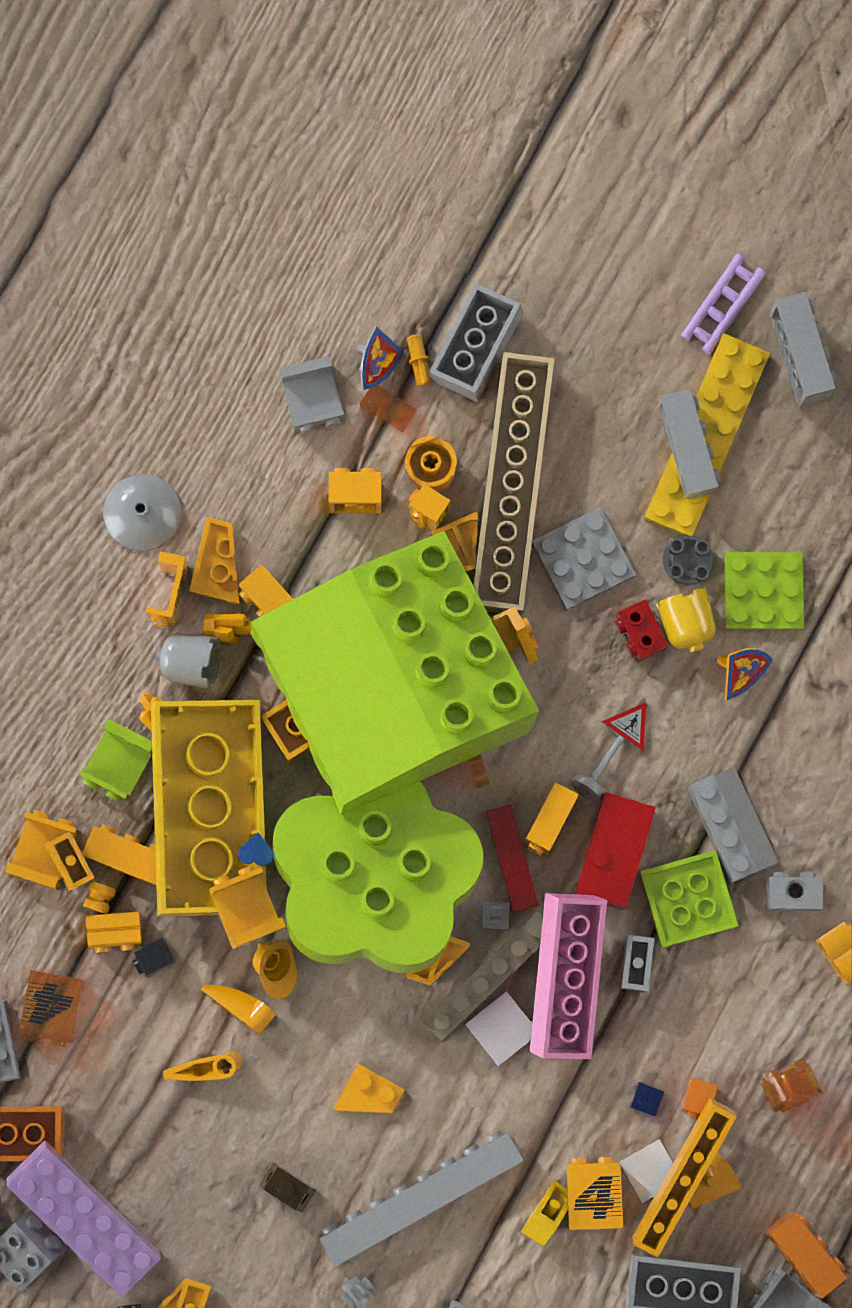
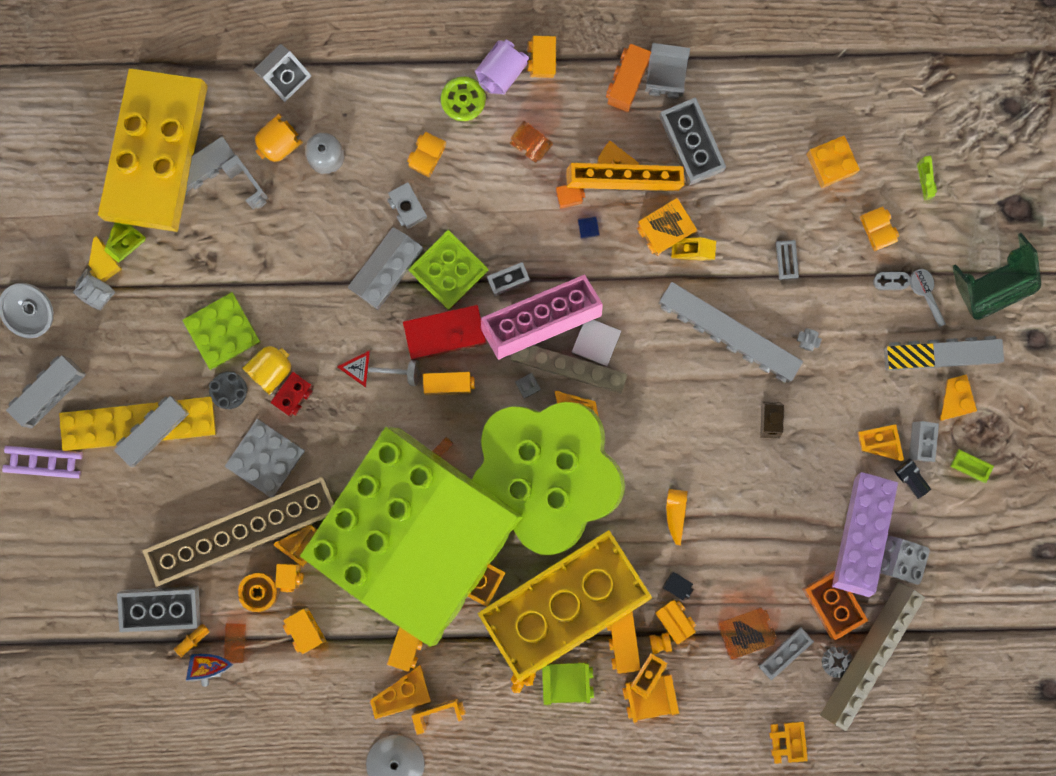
camera: 115 degrees left, 5 degrees up
(189, 659) = (475, 675): light grey cylinder -> none
(206, 1068) = (727, 512): light orange piece -> none
(226, 627) = (440, 663): light orange rock -> none
(245, 907) = (616, 543): light orange panel -> none
(255, 851) = (576, 558): blue tile -> none
(276, 968) = (640, 504): light orange piece -> none
(312, 395) = (254, 697): light grey panel -> none
(368, 1093) = (683, 402): light orange wing -> none
(512, 858) = (485, 395): red tile -> none
(515, 633) = (339, 474): light orange bracket -> none
(647, 1169) = (631, 203): white sticker -> none
(743, 669) = (281, 315): shield -> none

